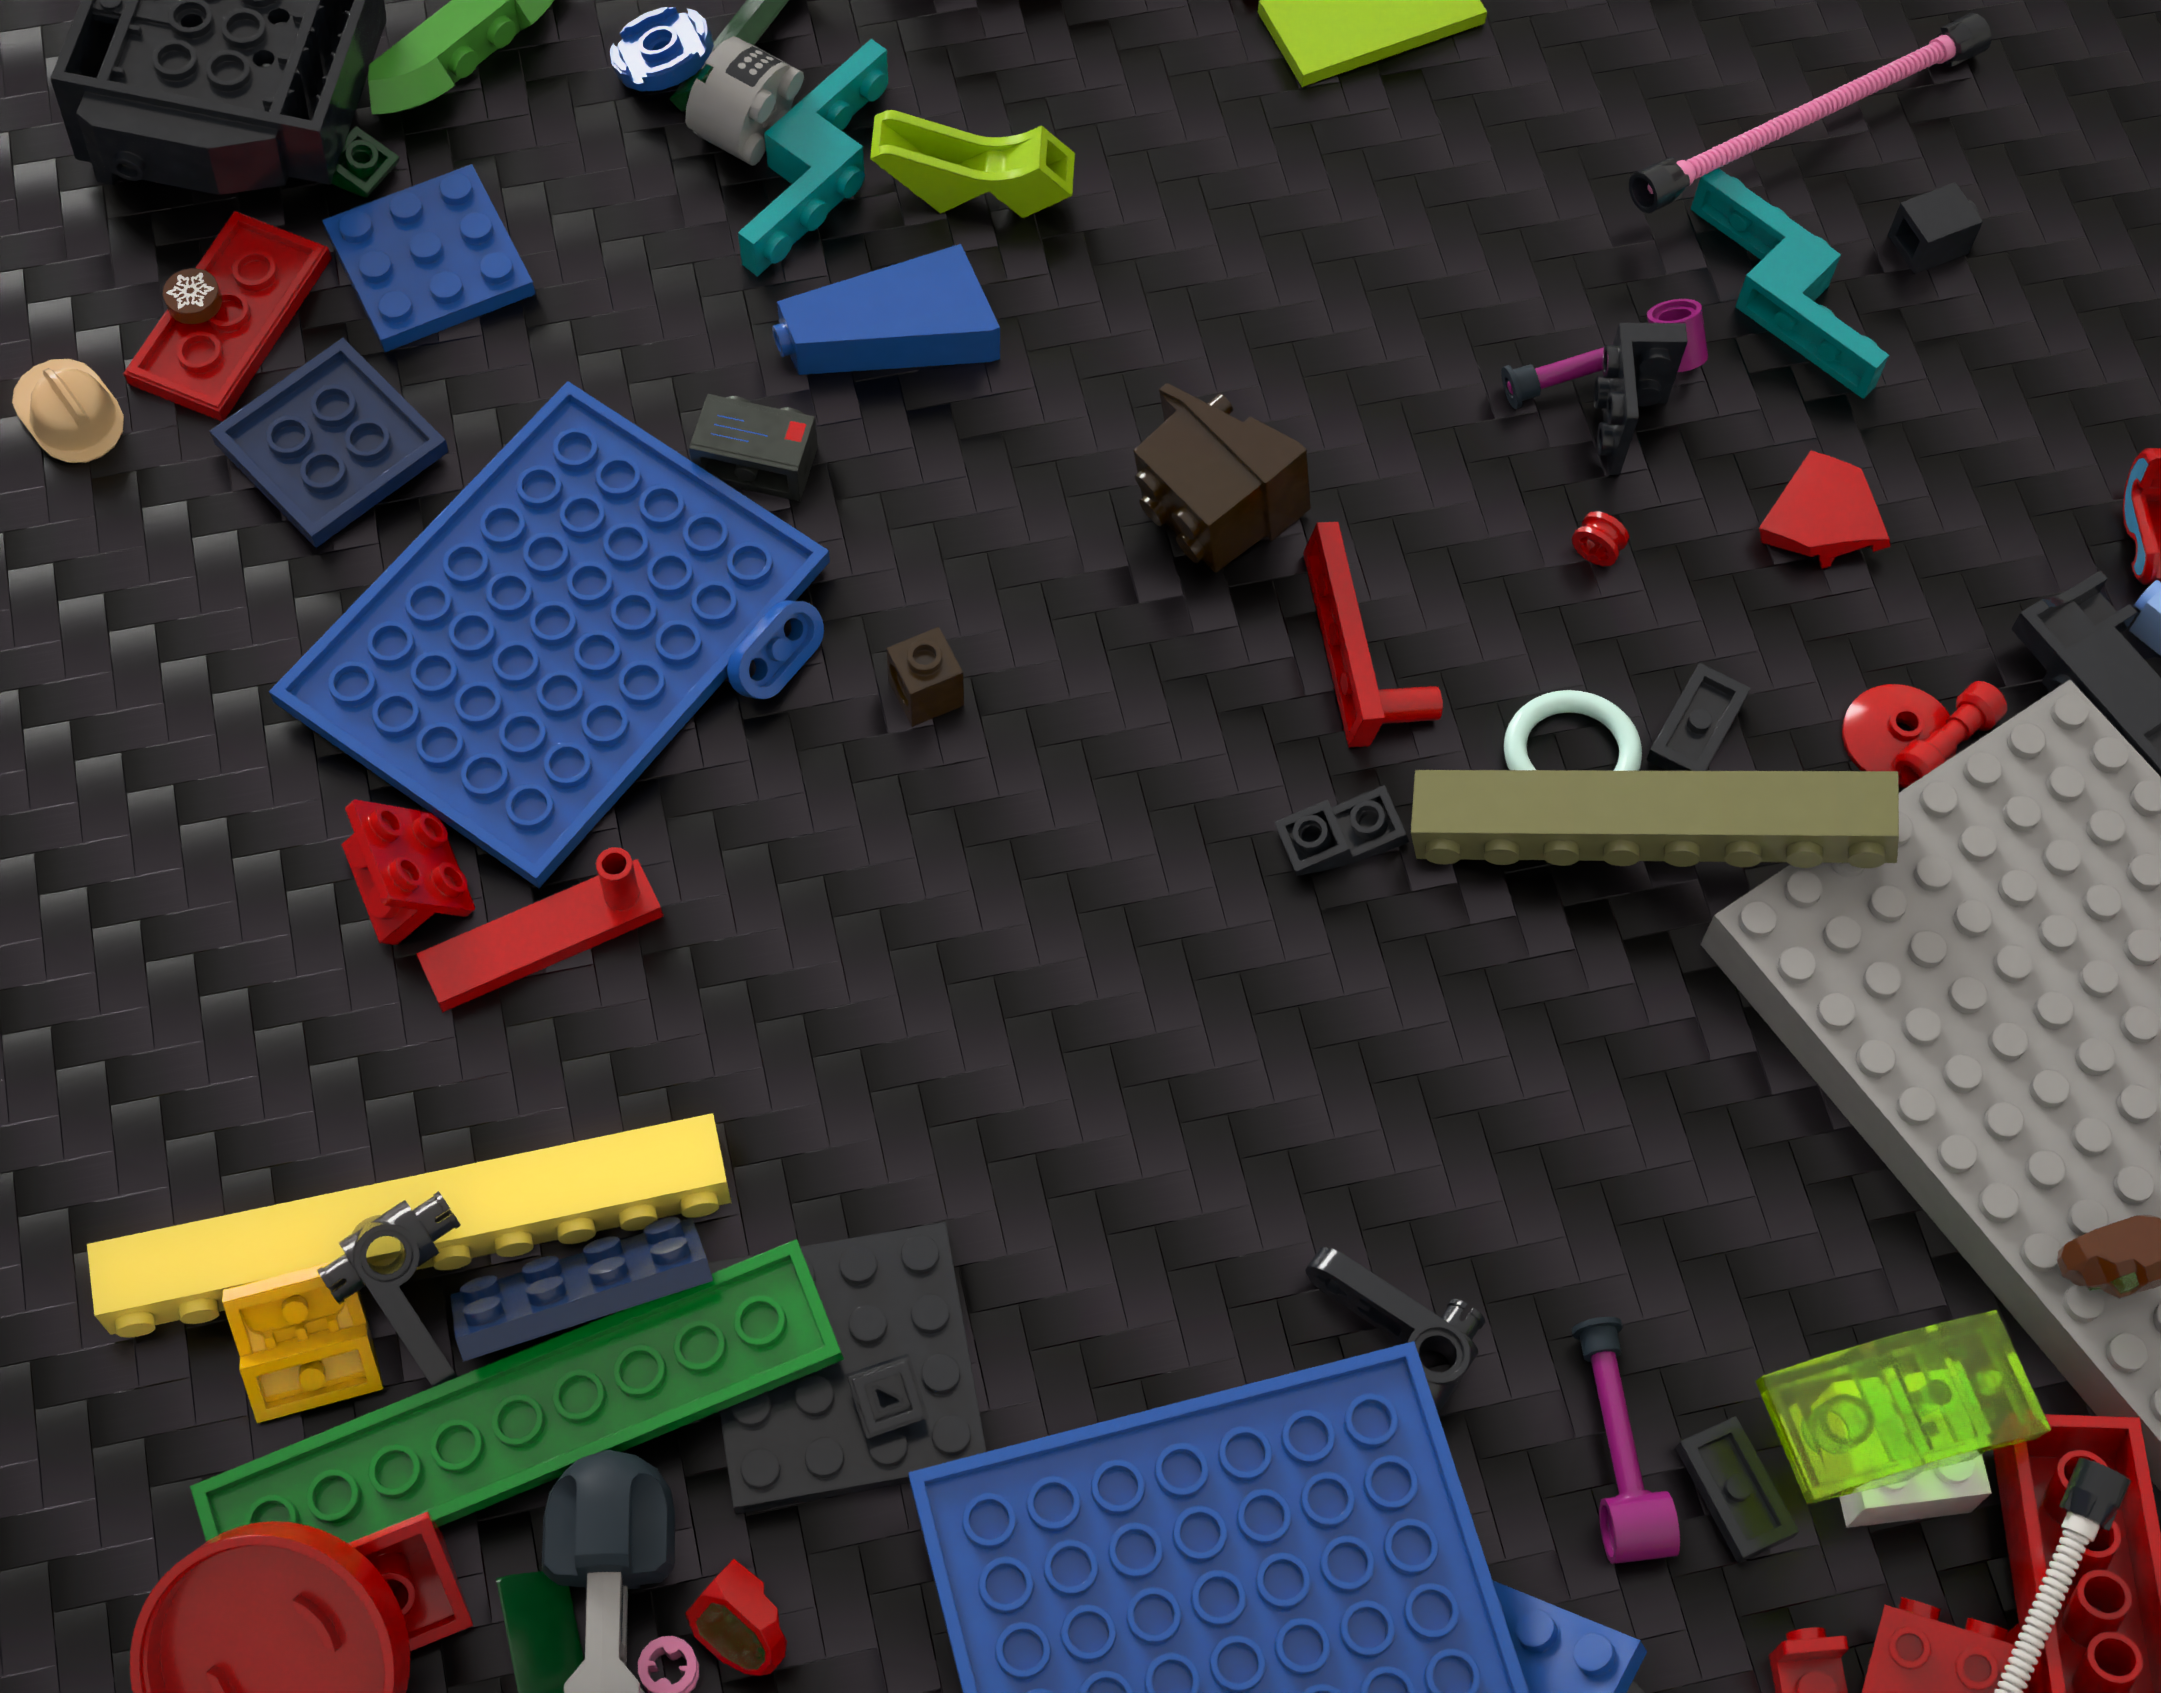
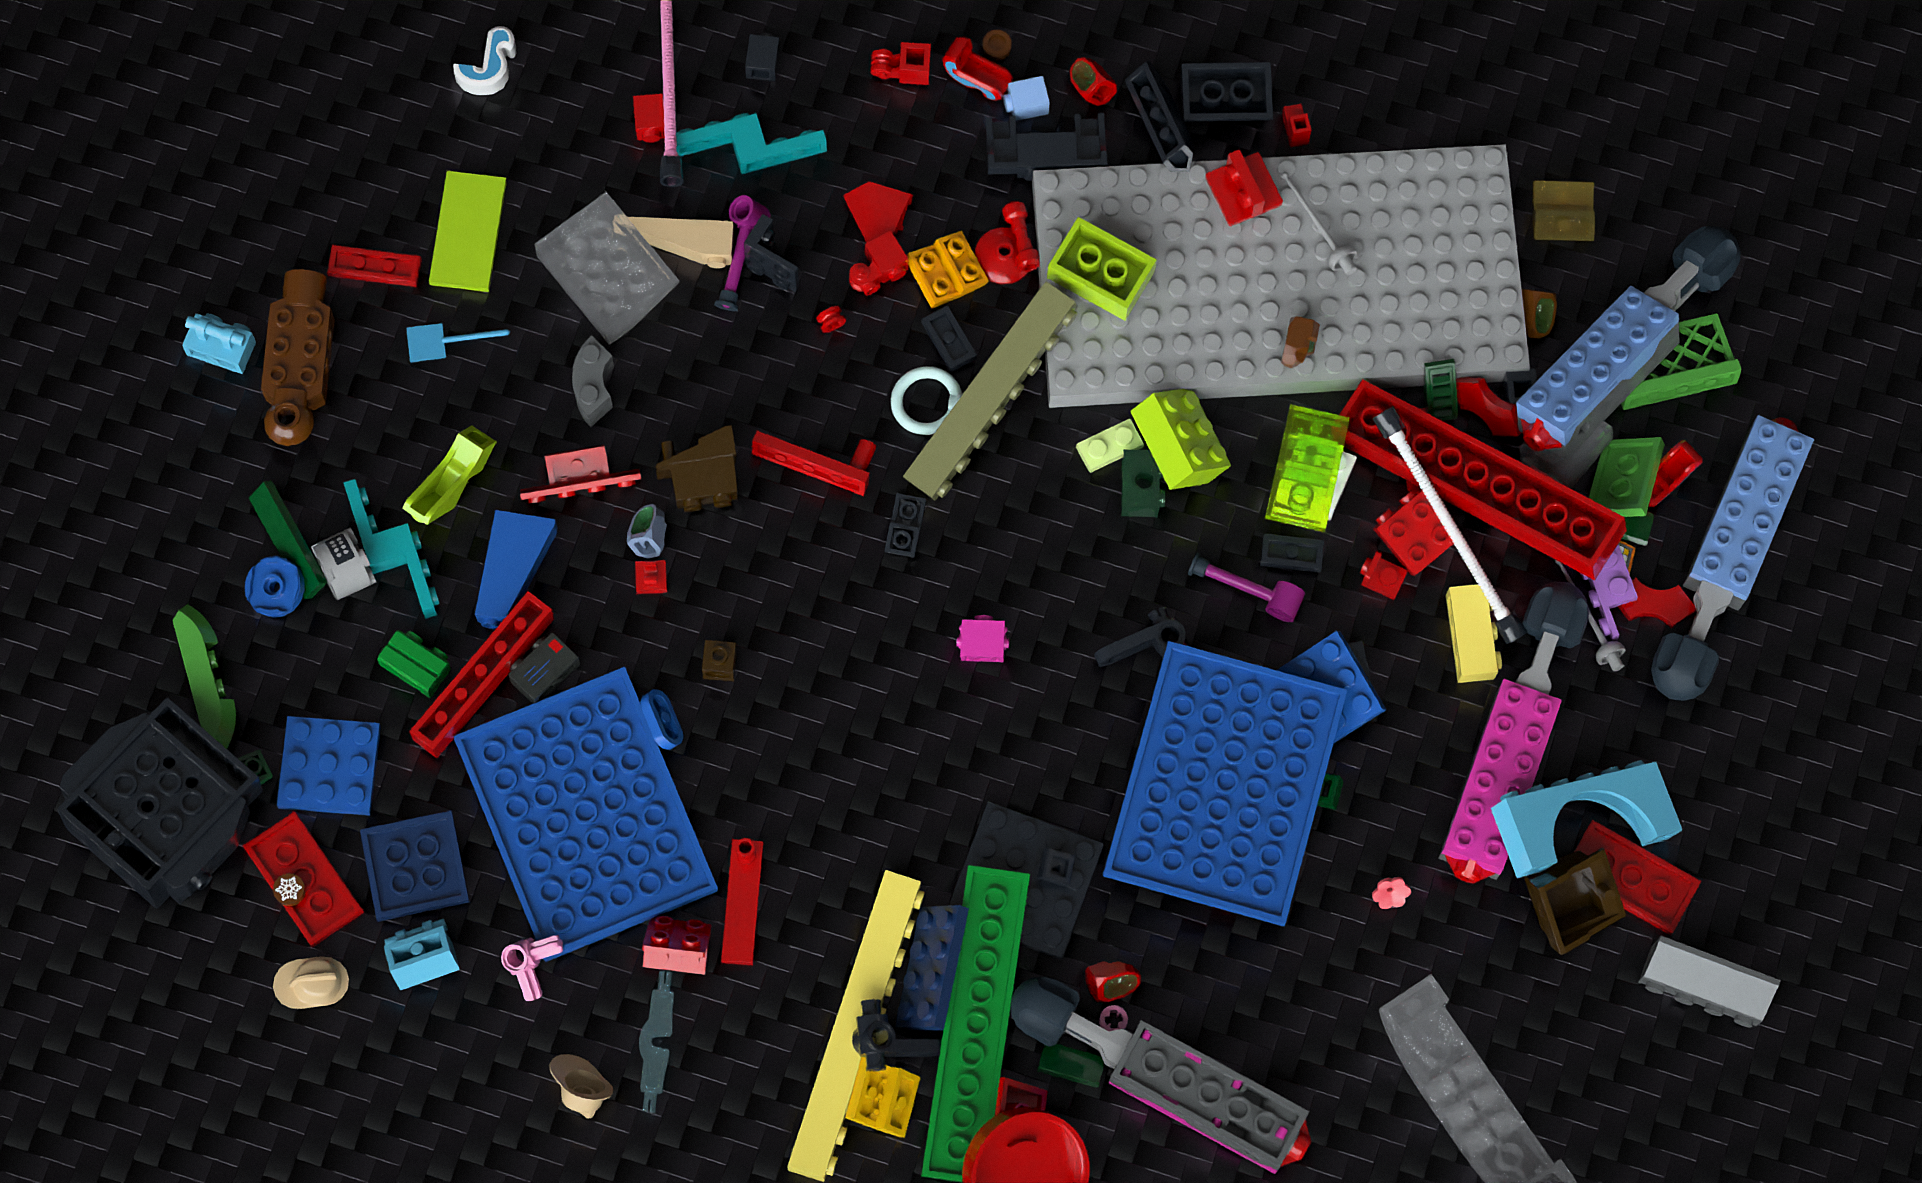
camera: 60 degrees left, 10 degrees up
(83, 849) = (580, 1084): none -> tan piece
(181, 516) = (420, 954): none -> medium azure brick
(193, 946) = (654, 1057): none -> clear light blue piece
(253, 659) = (533, 953): none -> bright pink axle
(655, 275) = (414, 662): none -> green brick
(685, 361) = (482, 674): none -> red brick
(1005, 518) = (651, 577): none -> red tile
(1071, 470) = (647, 532): none -> sand blue rock
(1105, 325) = (576, 471): none -> bracket
(1170, 53) = (429, 342): none -> dark azure piece
(1224, 1052) = (982, 639): none -> dark pink head
(1256, 268) = (589, 380): none -> dark grey brick
(1443, 190) = (606, 267): none -> clear slope
(1577, 278) = (696, 240): none -> tan slope
(1697, 1129) = (1137, 500): none -> clear green brick
(1706, 1073) = (1109, 445): none -> yellowish green plate
(1719, 122) = (649, 117): none -> red brick
(1744, 566) = (887, 263): none -> red brick
(1798, 1168) = (1180, 438): none -> lime brick
(1809, 661) = (946, 269): none -> light orange slope
(1990, 855) = (1101, 268): none -> lime brick
(2090, 423) = (910, 65): none -> red brick

